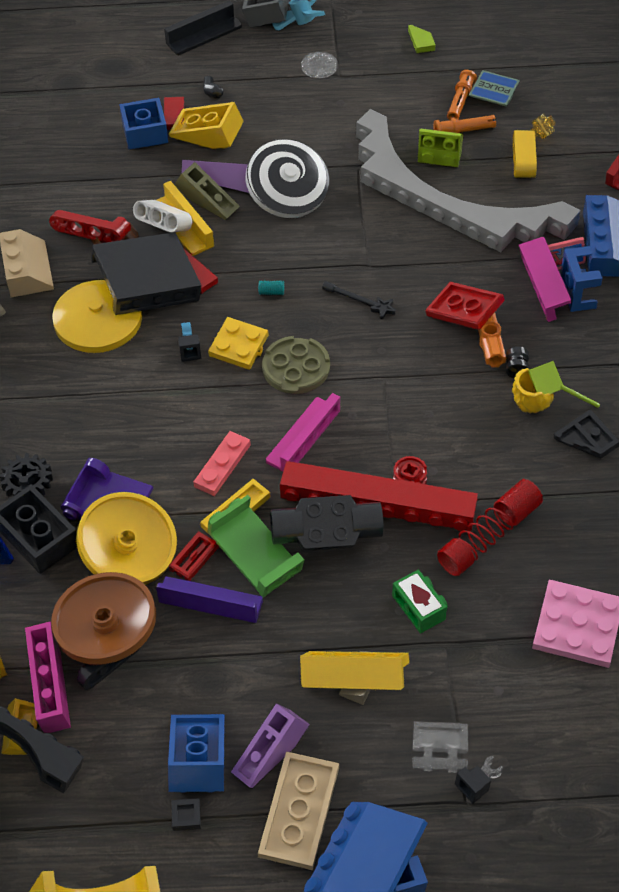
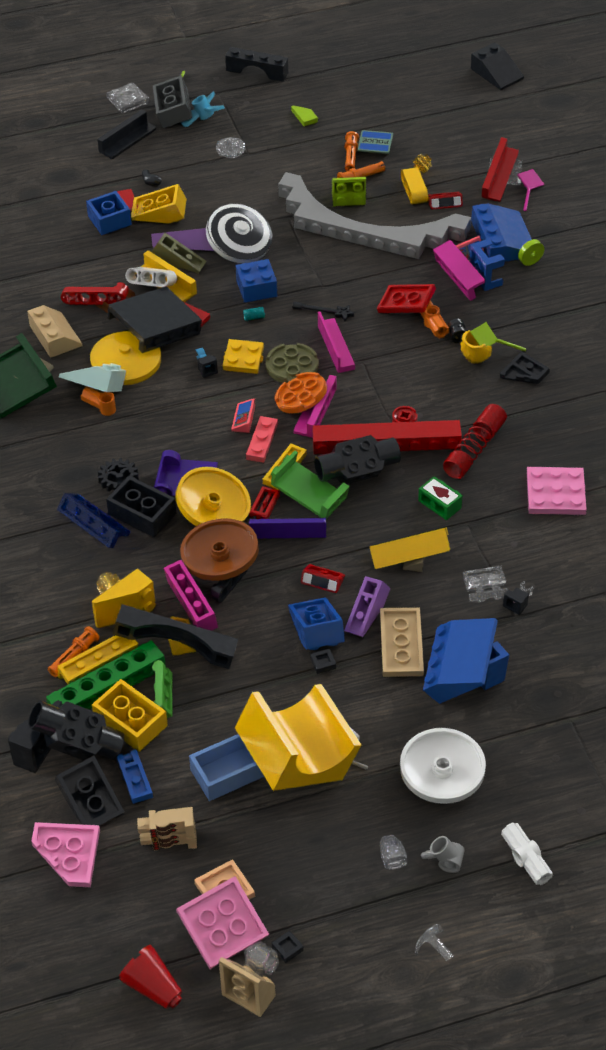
camera: 15 degrees left, 5 degrees down
(43, 367) = (103, 400): none -> orange piece
(49, 340) = (104, 378): none -> light aqua slope
(211, 426) = (244, 416): none -> slope
(229, 684) = (322, 578): none -> red slope
(287, 244) = (256, 280): none -> blue brick
(289, 410) = (301, 392): none -> orange tile
(358, 350) = (335, 344): none -> dark pink panel
(557, 179) = (445, 200): none -> slope

